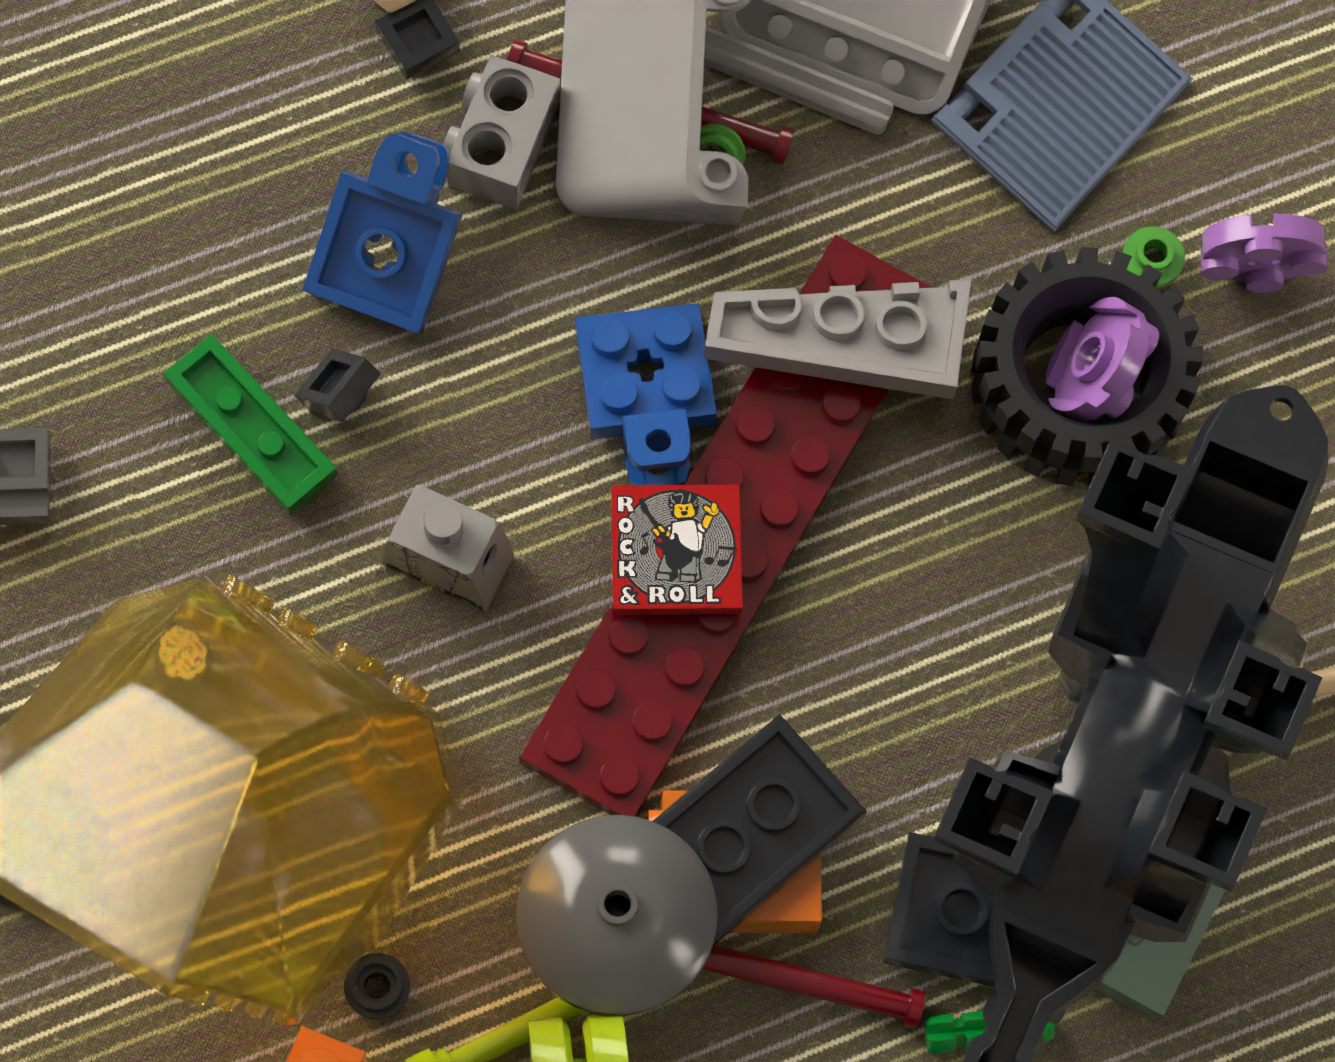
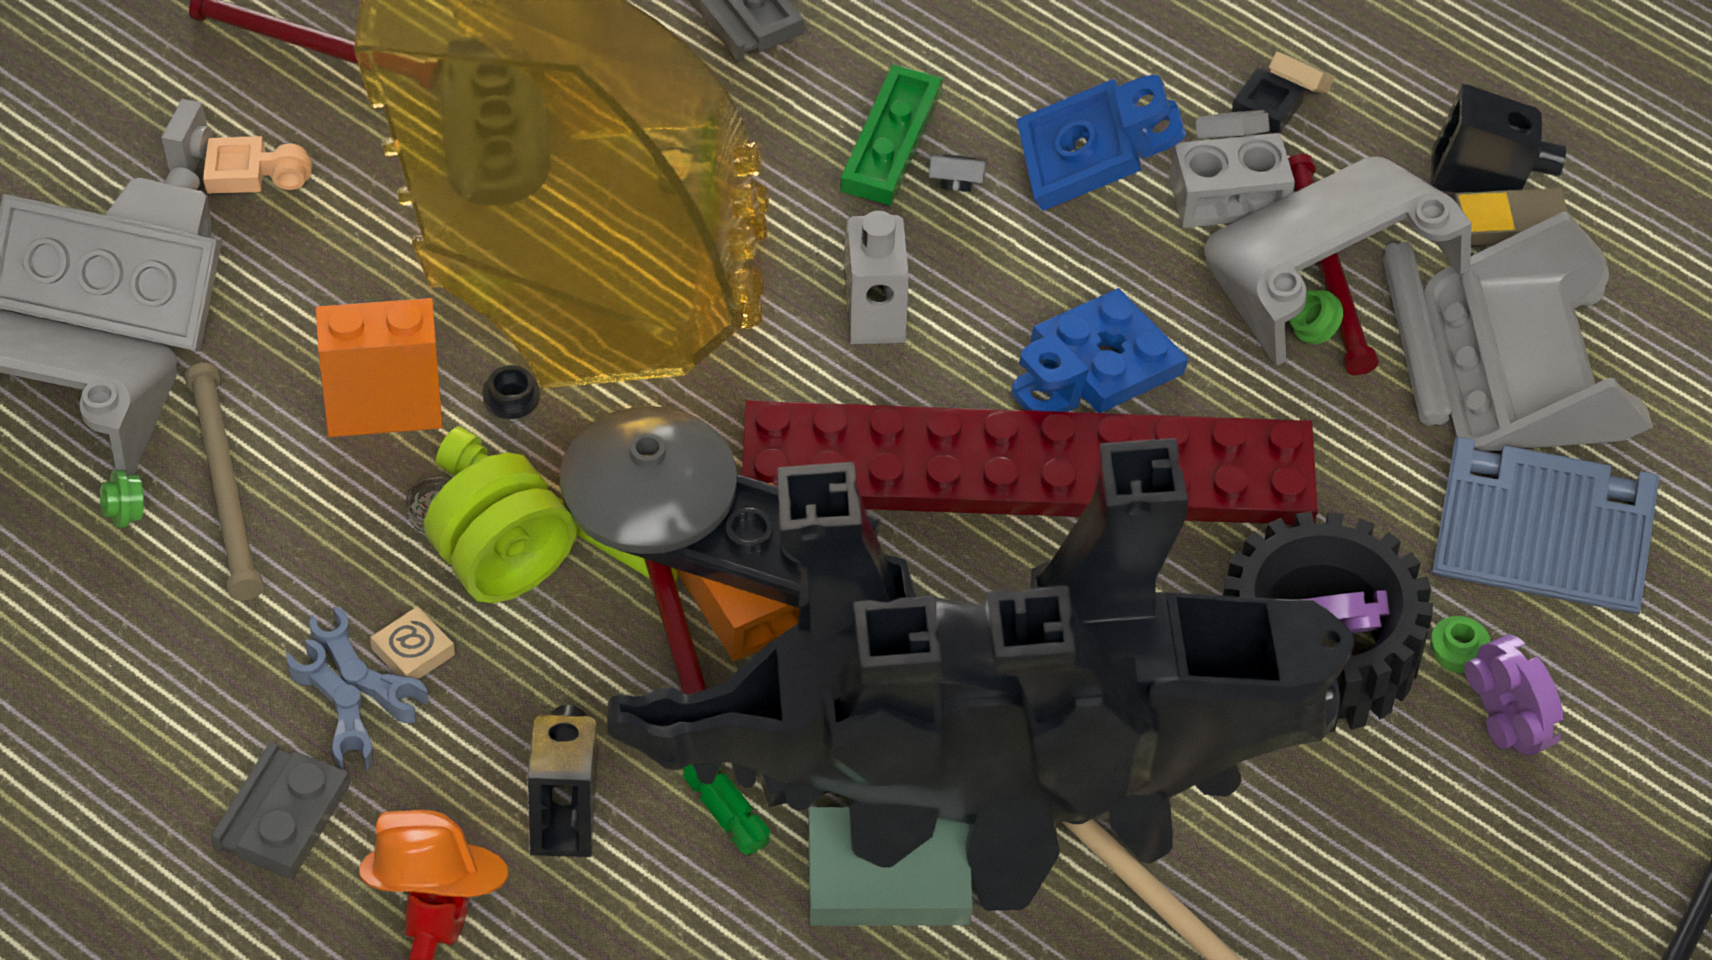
camera: 65 degrees right, 20 degrees down
(439, 90) = (1232, 124): none -> light grey tile
(676, 549) = (973, 415): tile -> none
(871, 338) = (1225, 446): light grey wing -> none

